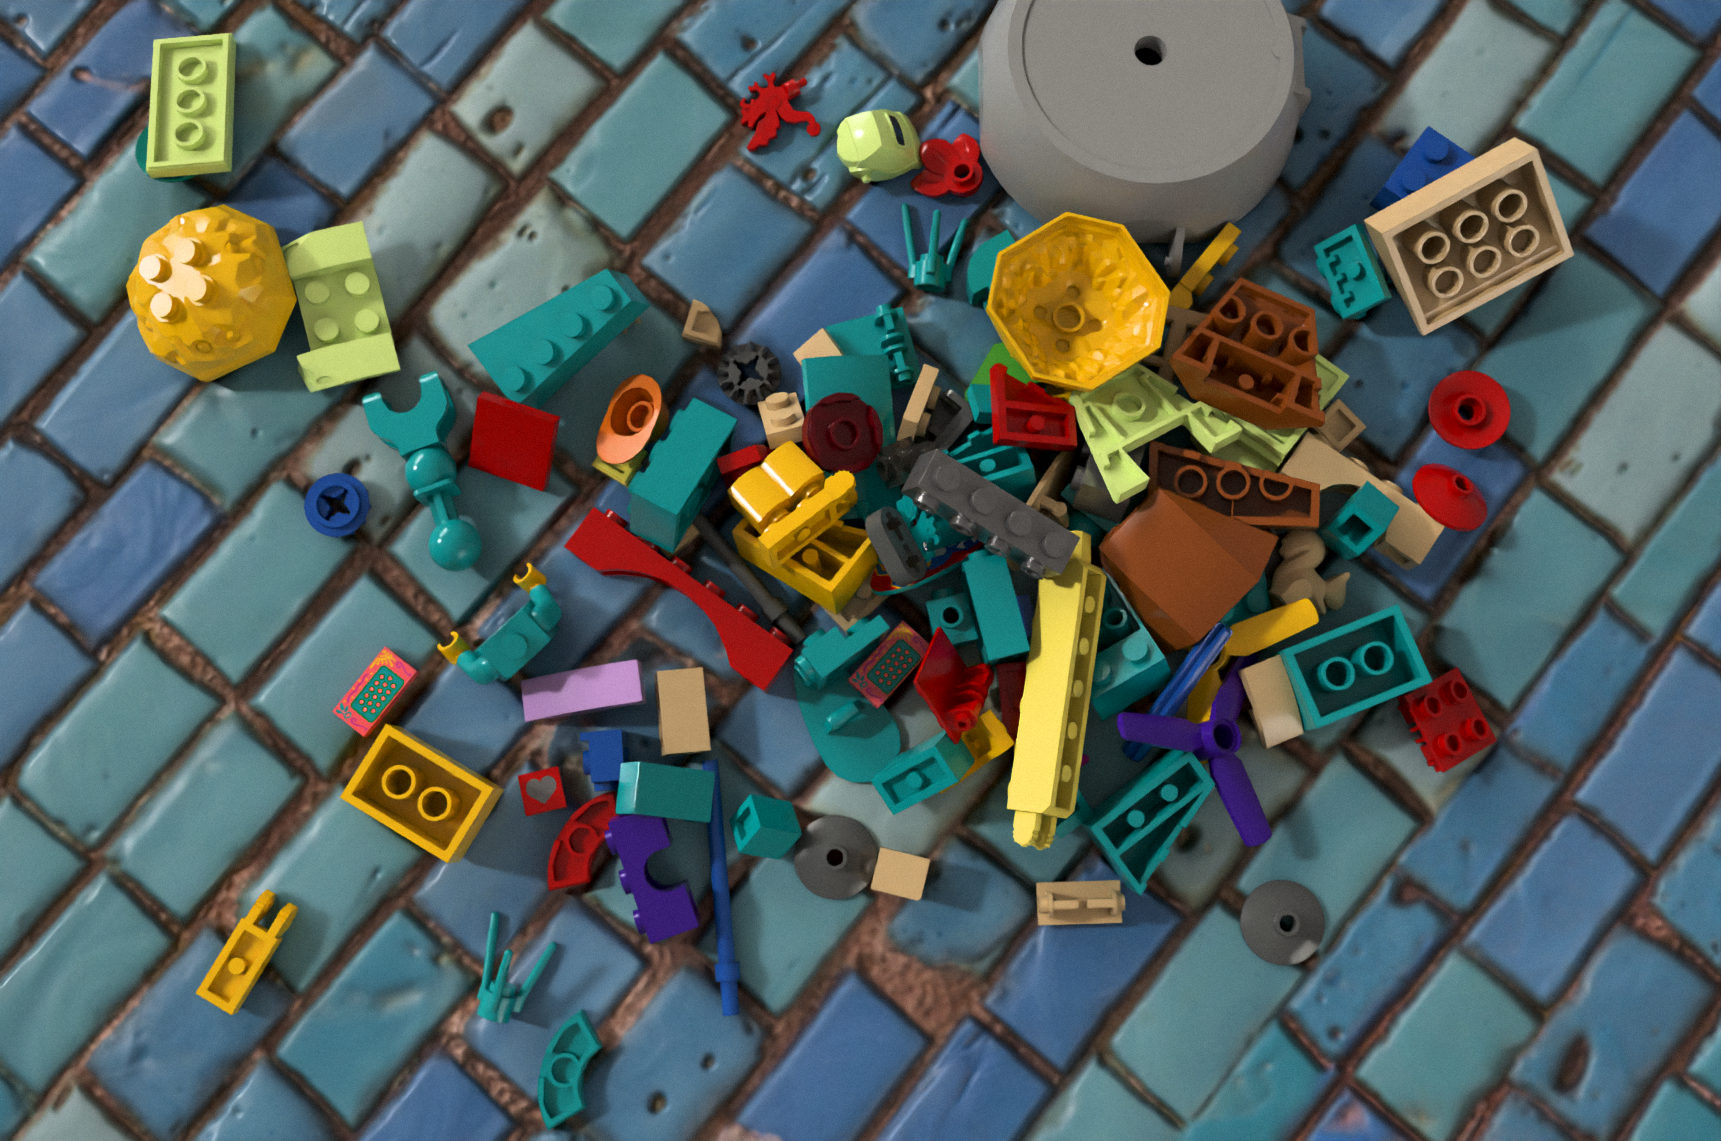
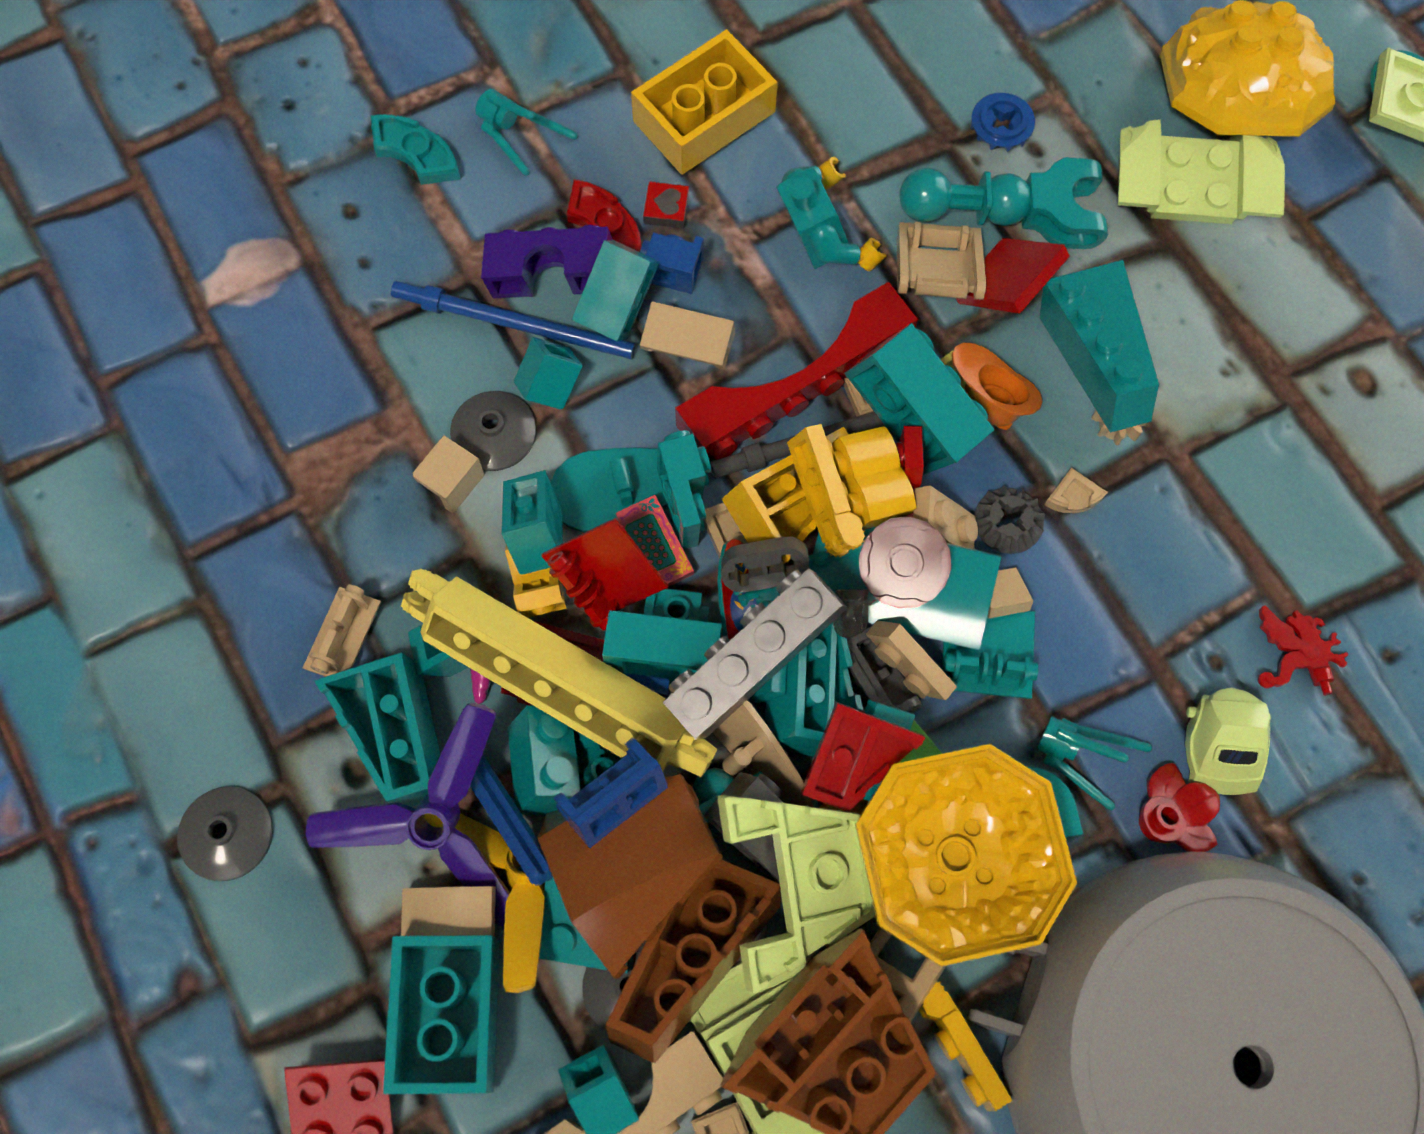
camera: 110 degrees right, 10 degrees down
(376, 692) = (815, 102): tile -> none
(530, 505) = (936, 270): none -> tan container
(583, 691) = (742, 265): lavender slope -> none
(1146, 592) = (613, 795): none -> blue hinge
(1297, 577) = (562, 1002): tan animal -> none

